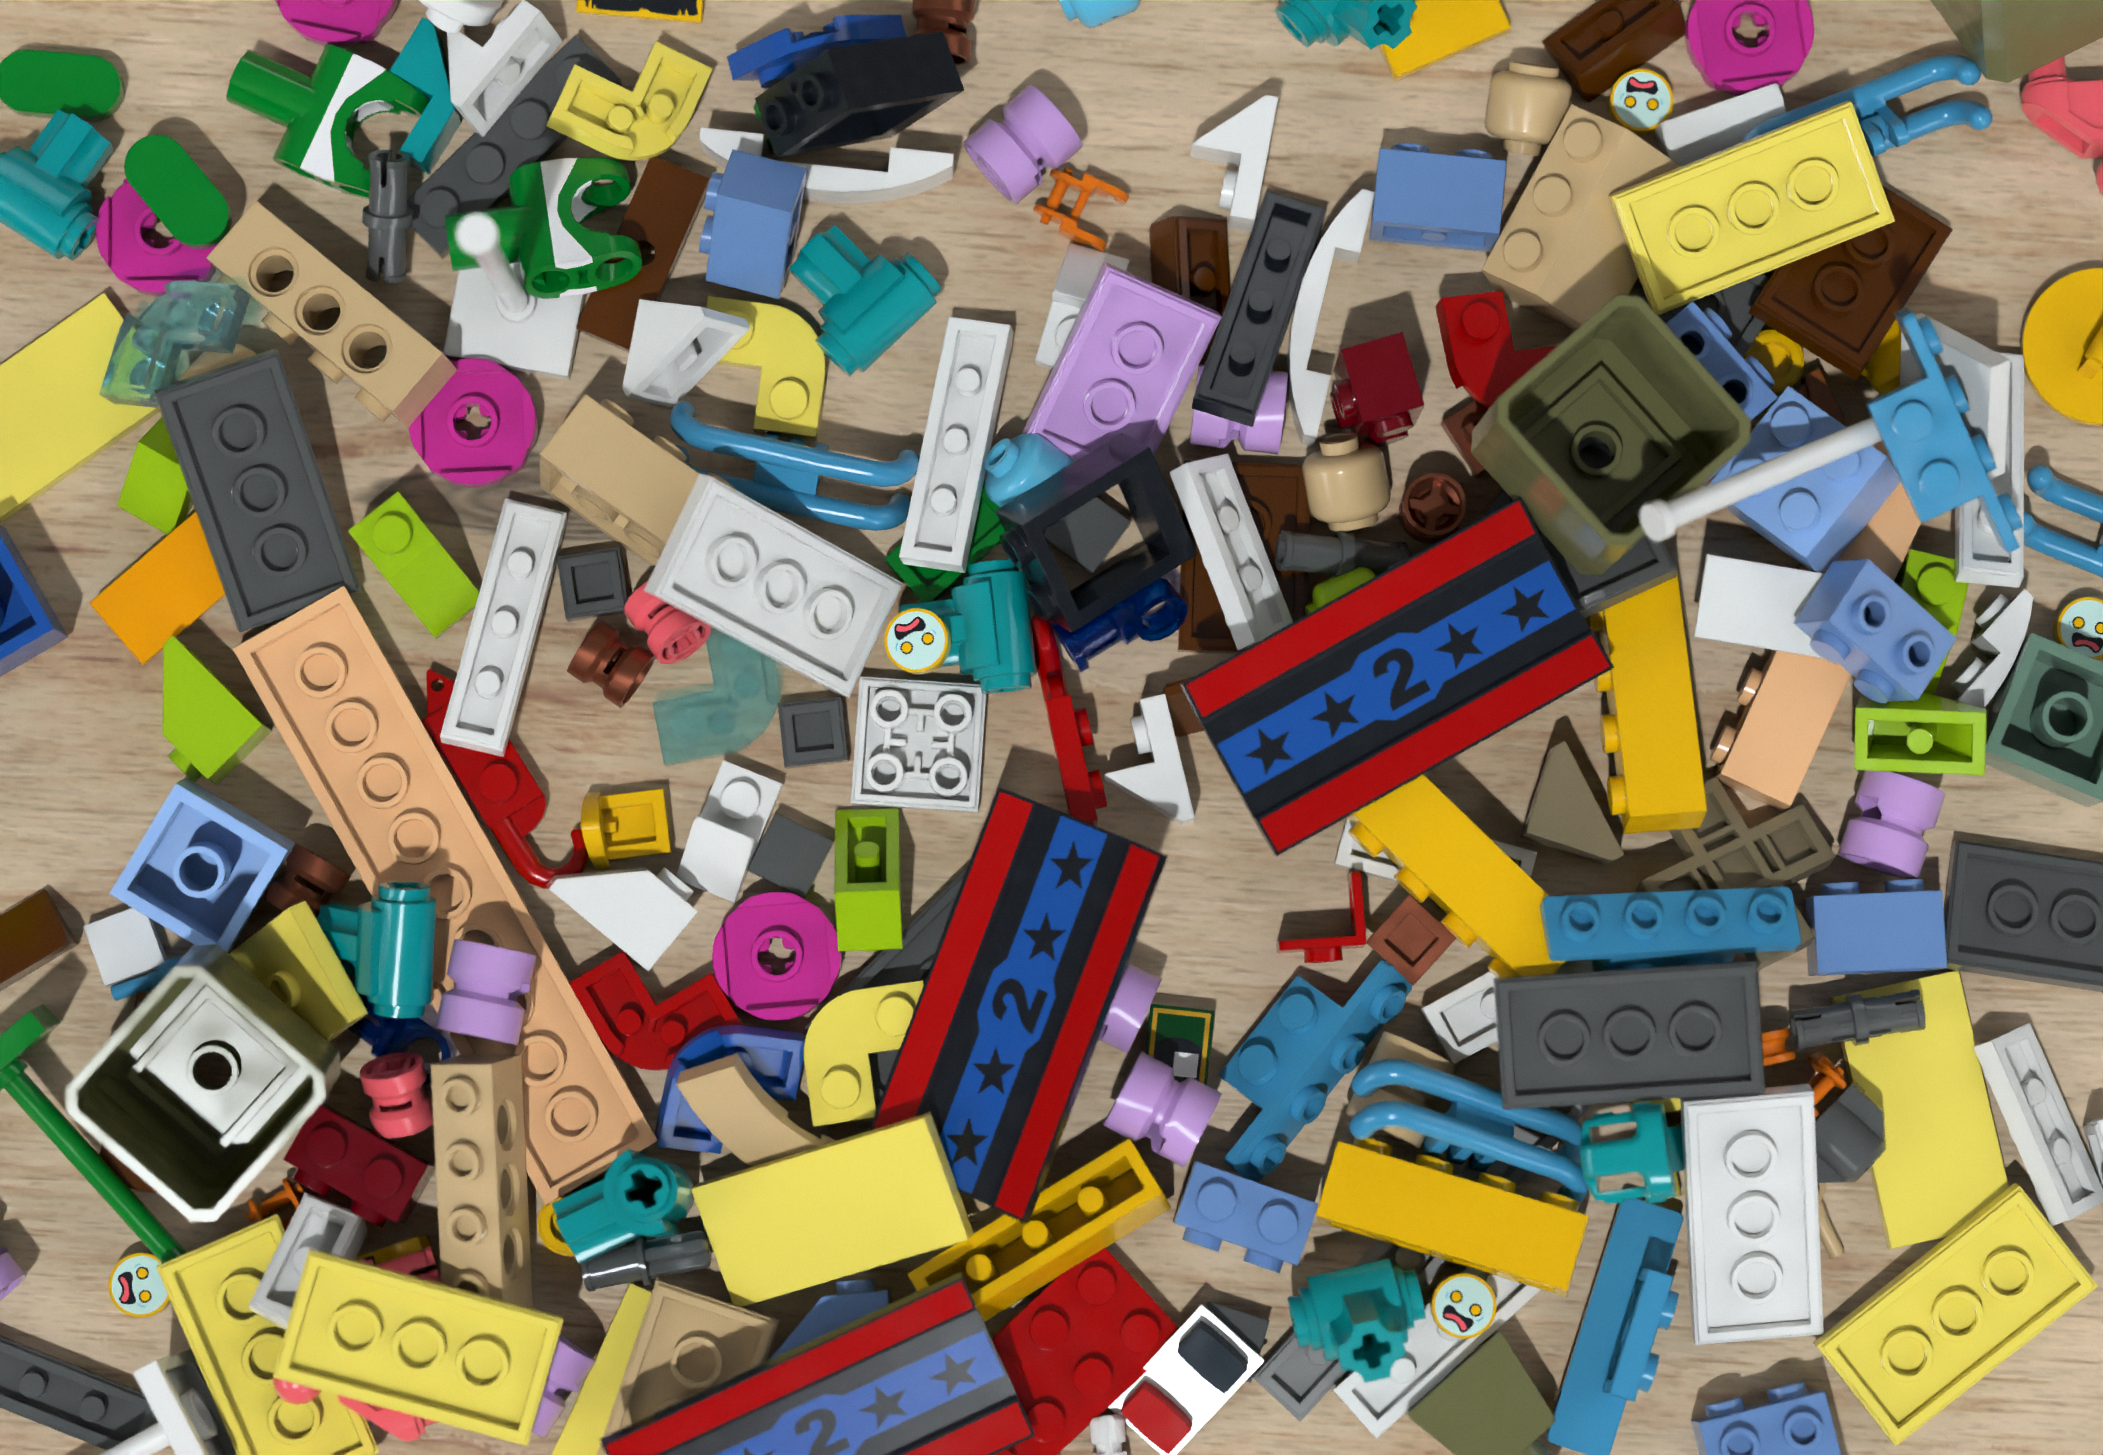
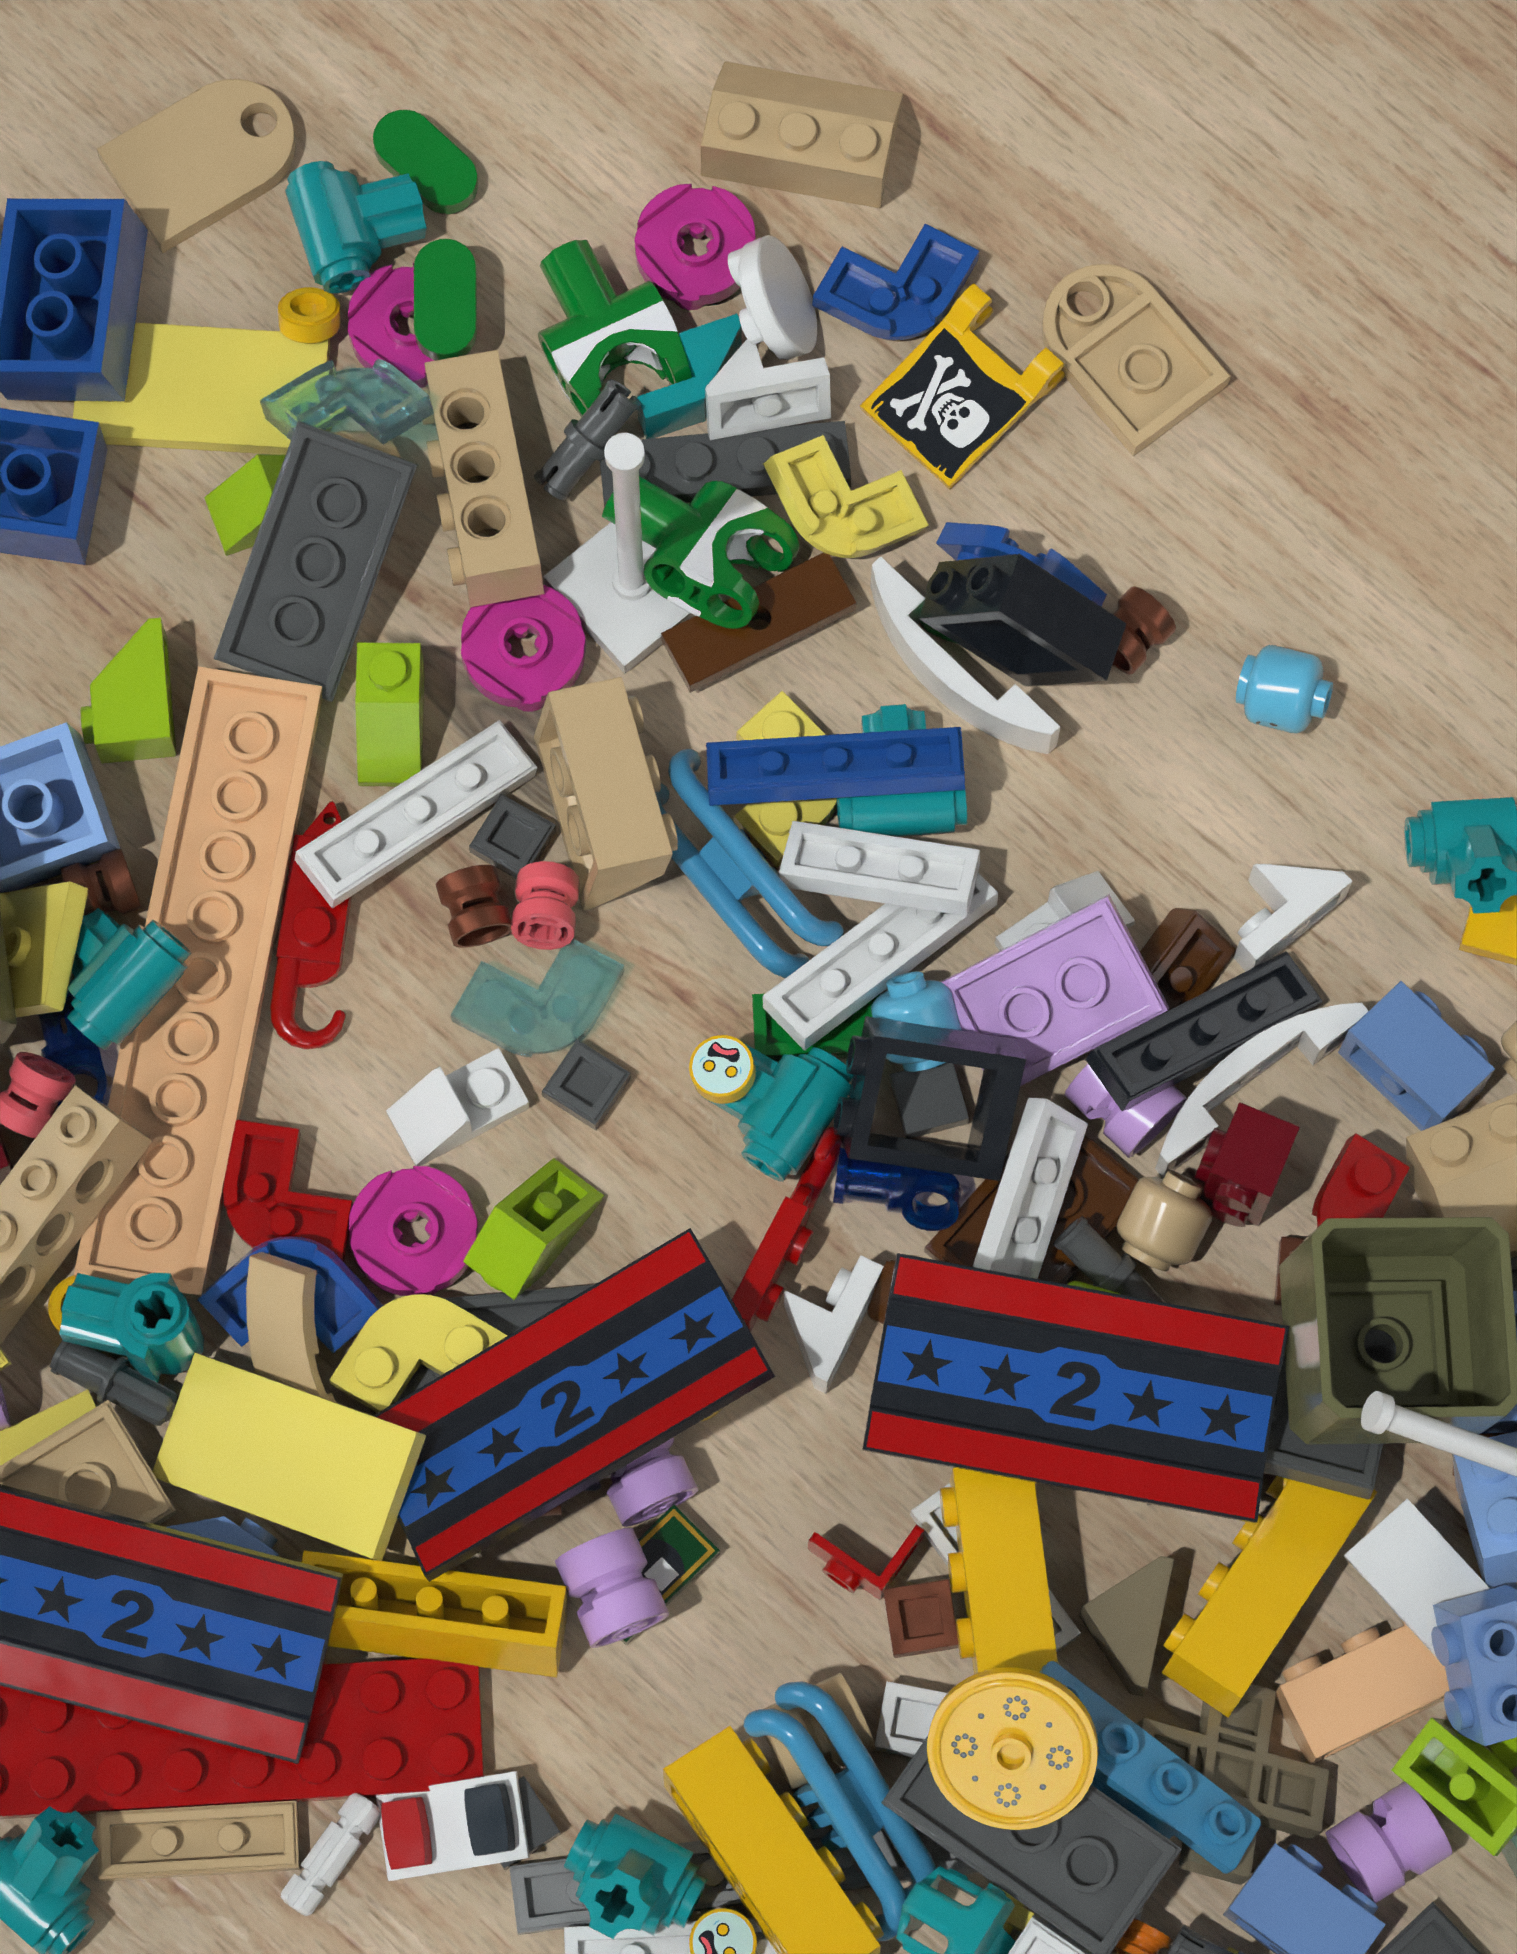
camera: 40 degrees right, 10 degrees down
(75, 289) = (309, 315): none -> yellow tile
(162, 592) = (181, 584): light orange piece -> none
(485, 991) = (165, 1069): lavender wheel -> none
(625, 826) = (380, 1038): yellow tile -> none
(630, 907) = (331, 1099): white slope -> none
(676, 349) = (723, 705): white slope -> none
(752, 223) = (860, 657): medium blue brick -> none
(773, 585) = (645, 937): white tile -> none
(790, 856) = (488, 1163): dark grey tile -> none
(808, 329) = (835, 766): none -> blue tile
(905, 381) = (880, 868): none -> white plate
(918, 745) = (660, 1159): white tile -> none
(1023, 144) = (1121, 764): lavender wheel -> none
(1087, 188) = (1147, 839): orange piece -> none
(1246, 1214) = (610, 1728): medium blue brick -> none
(1300, 1058) = (756, 1644): dark azure bracket -> none
(1436, 498) = (1225, 1287): copper wheel -> none
(1576, 993) = (1012, 1748): none -> yellow shield

